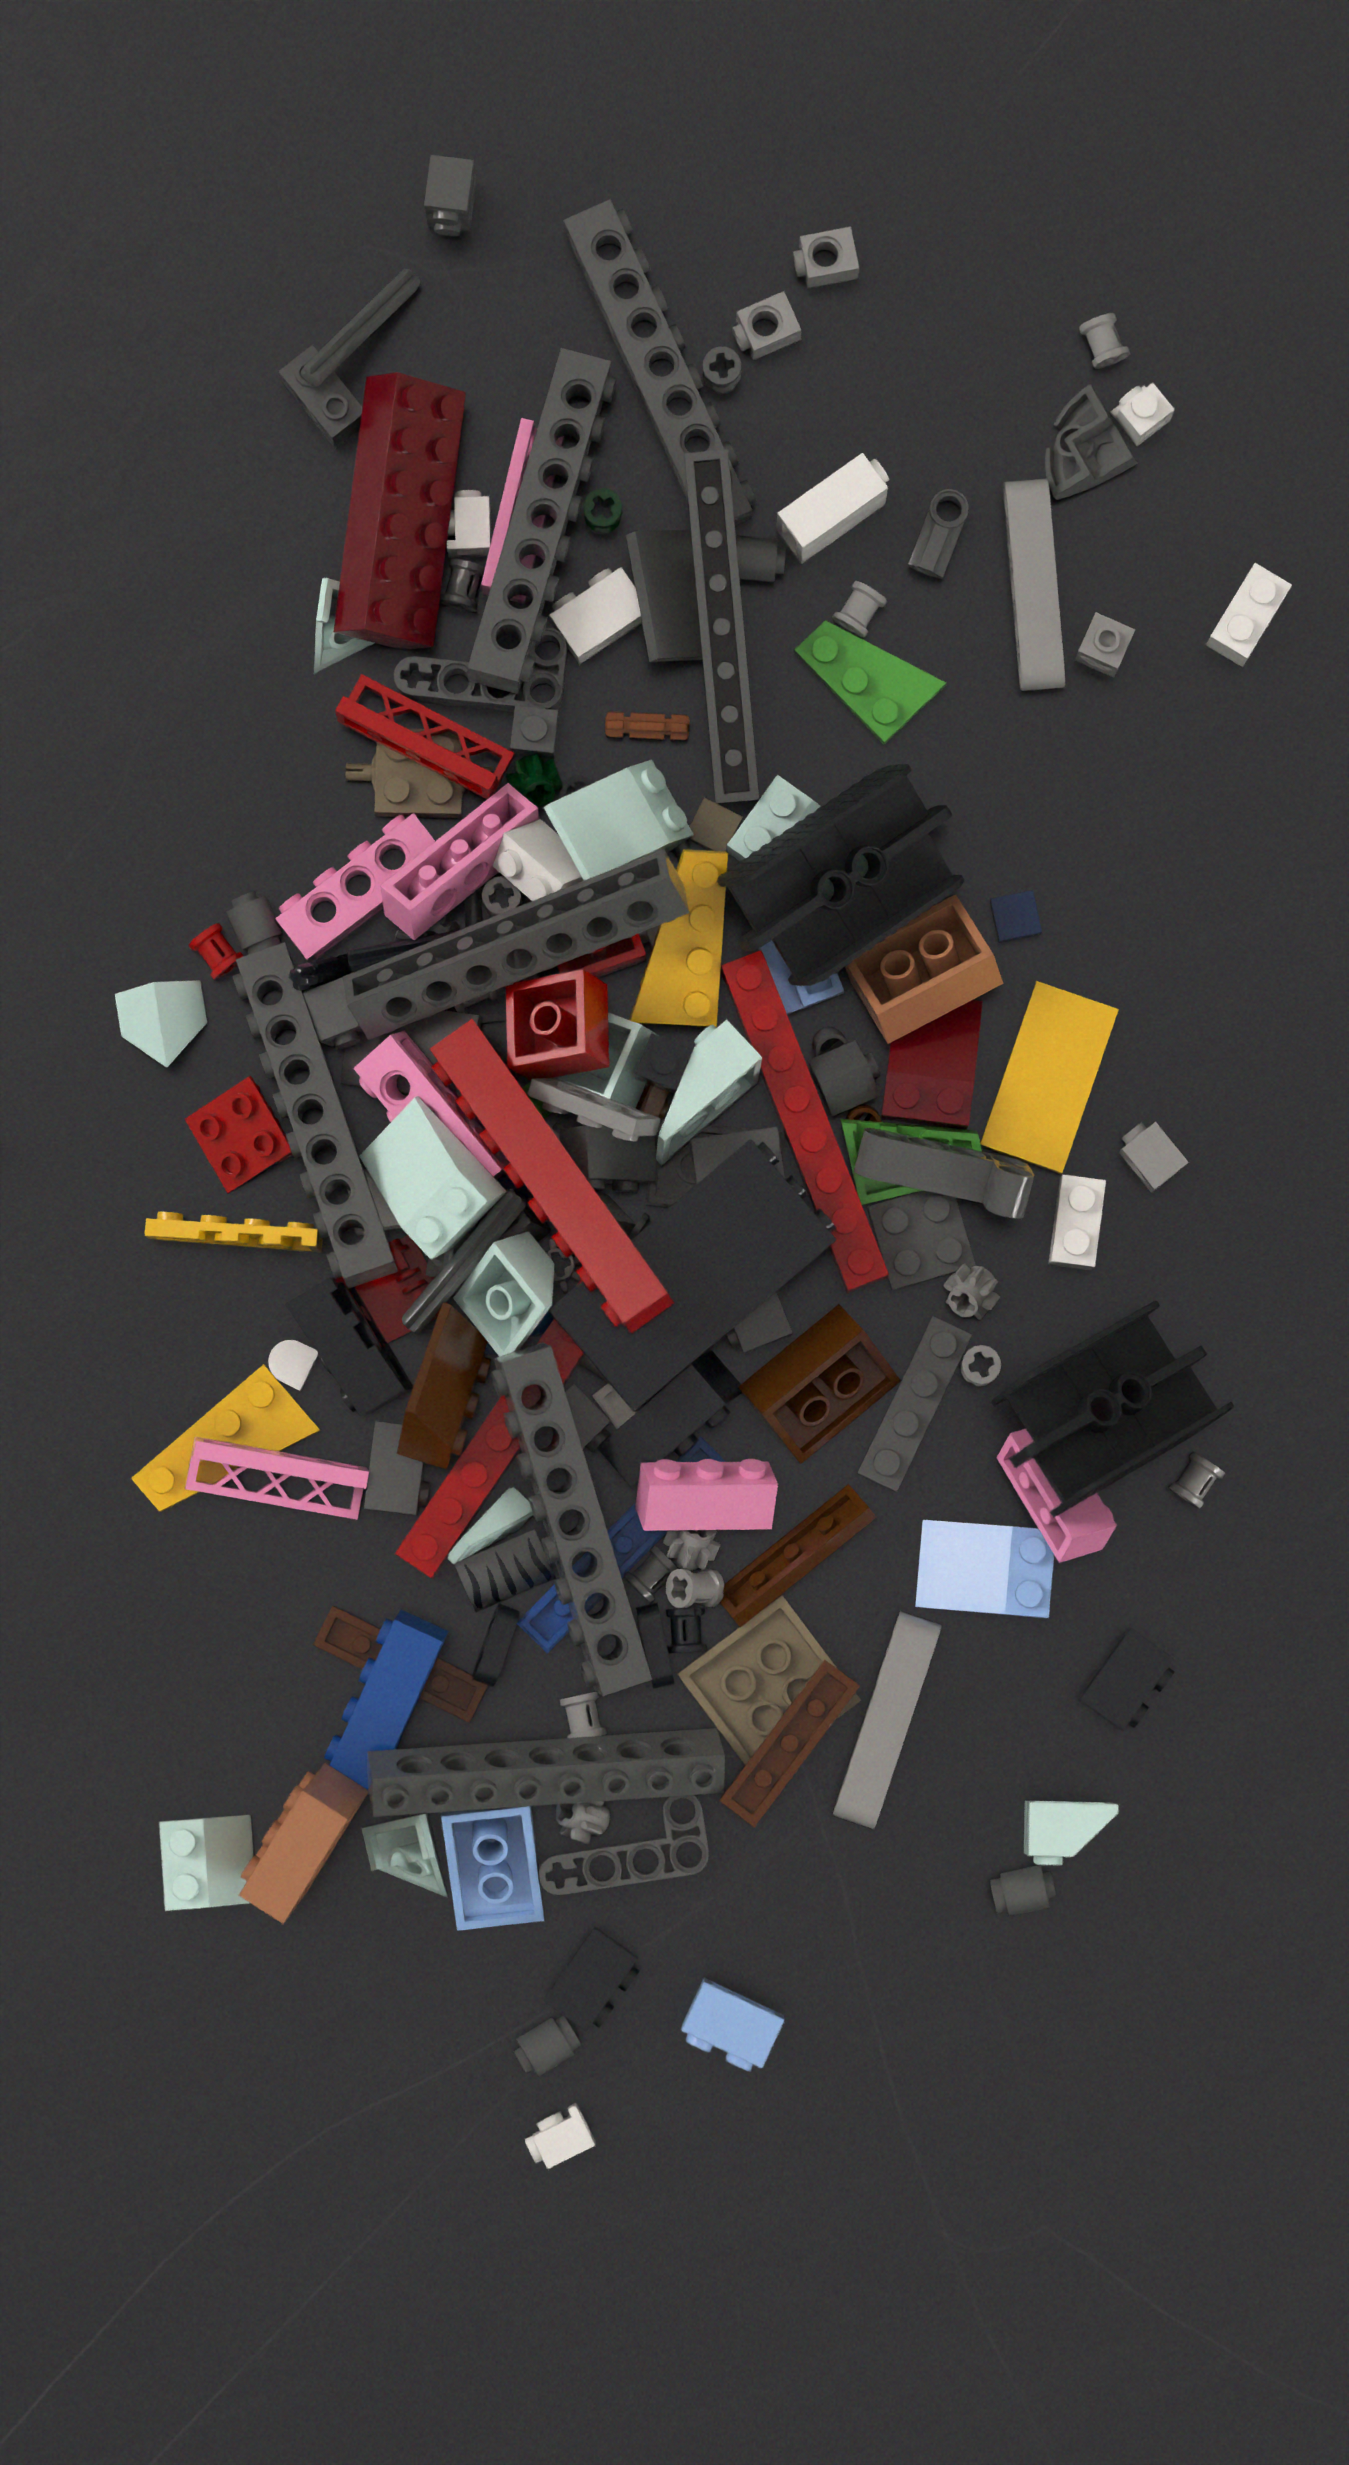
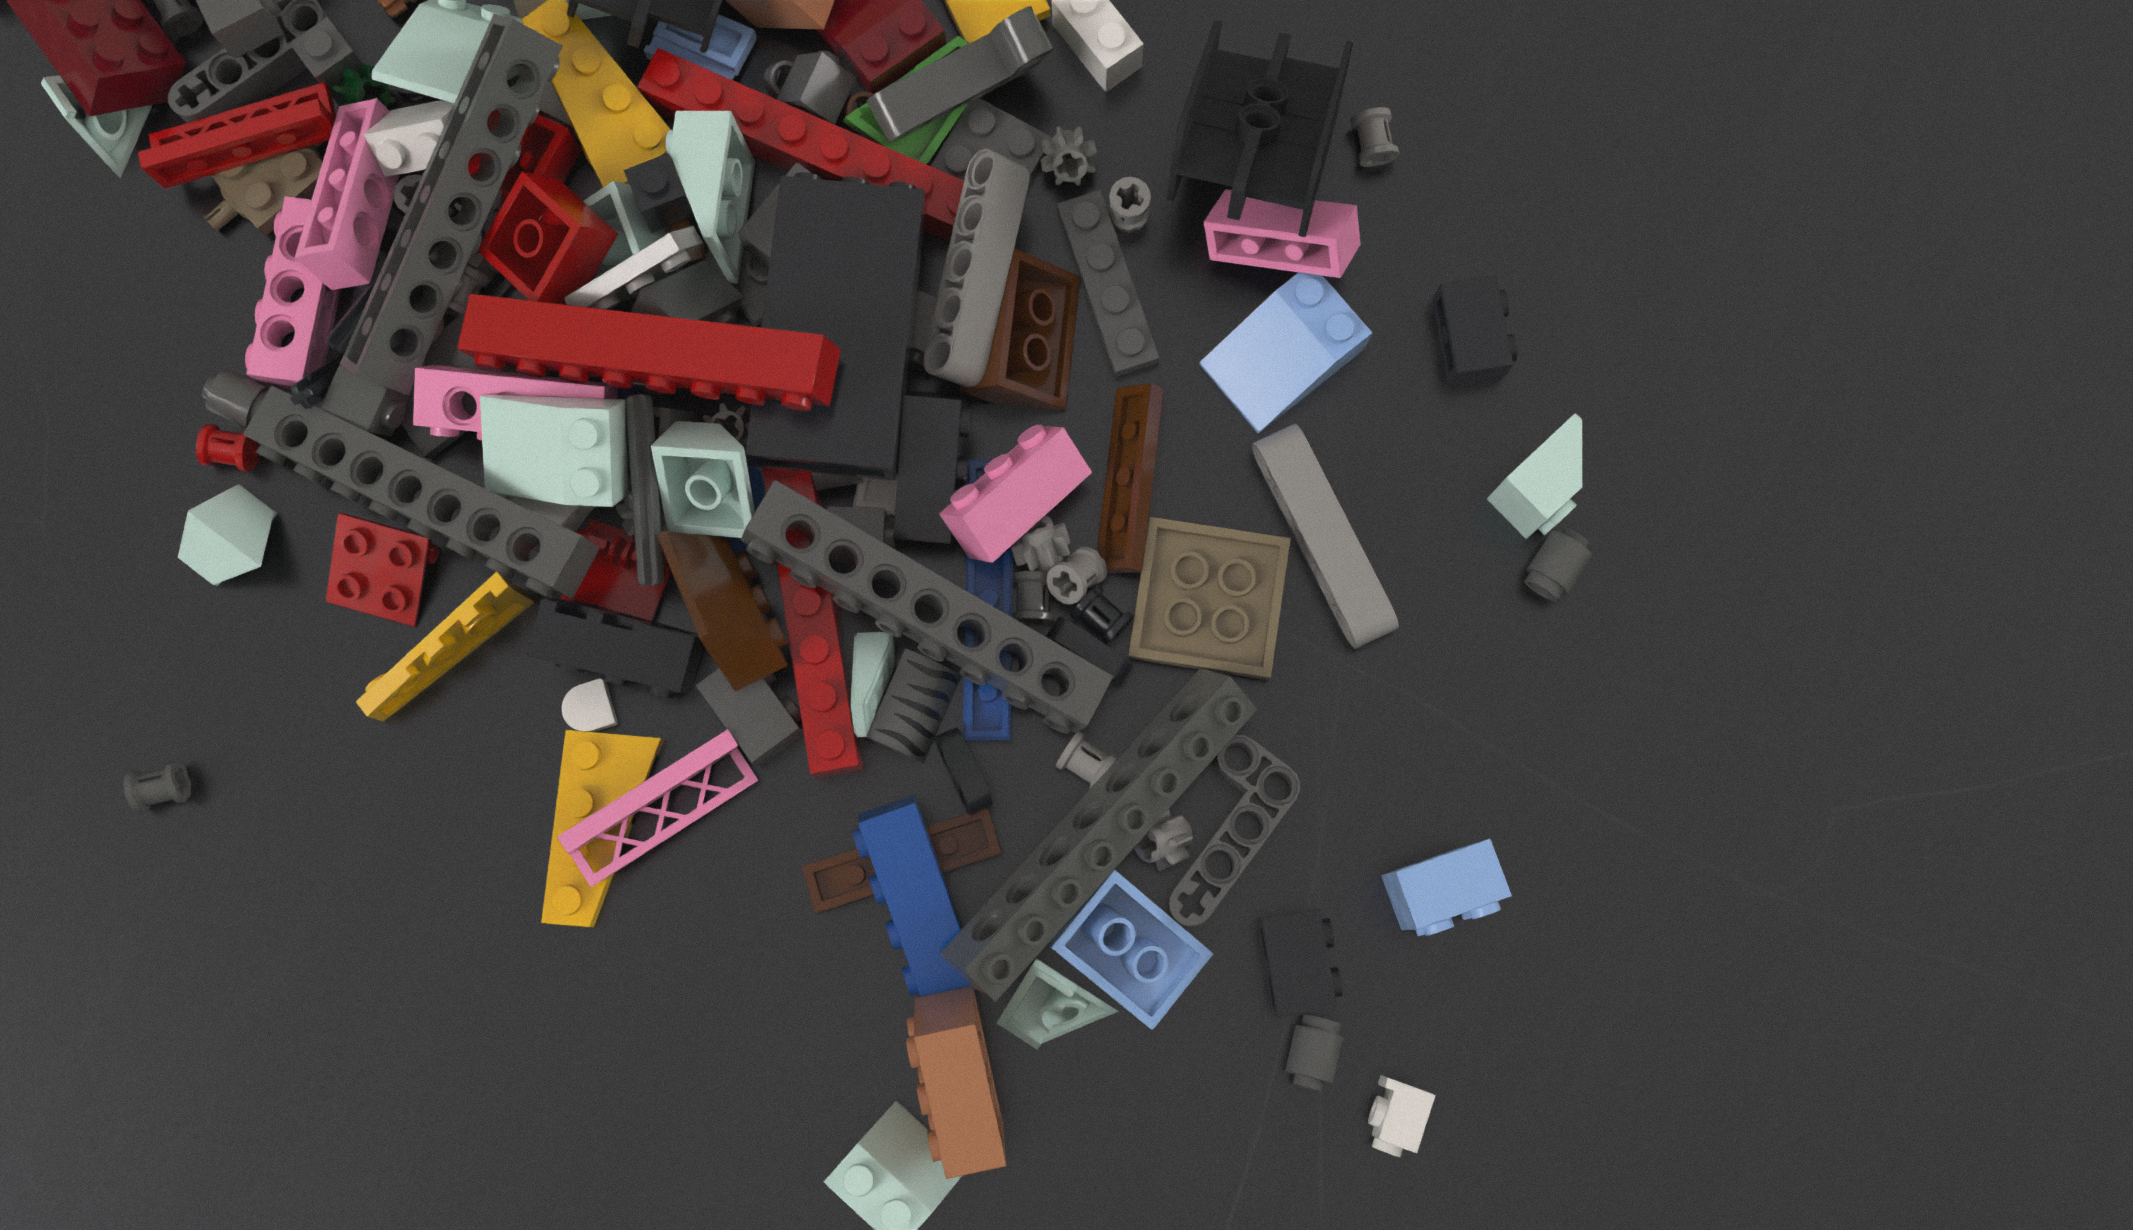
camera: 45 degrees left, 5 degrees down
(789, 1743) = (1270, 621): reddish brown plate -> none
(825, 1320) = (976, 268): none -> light grey beam

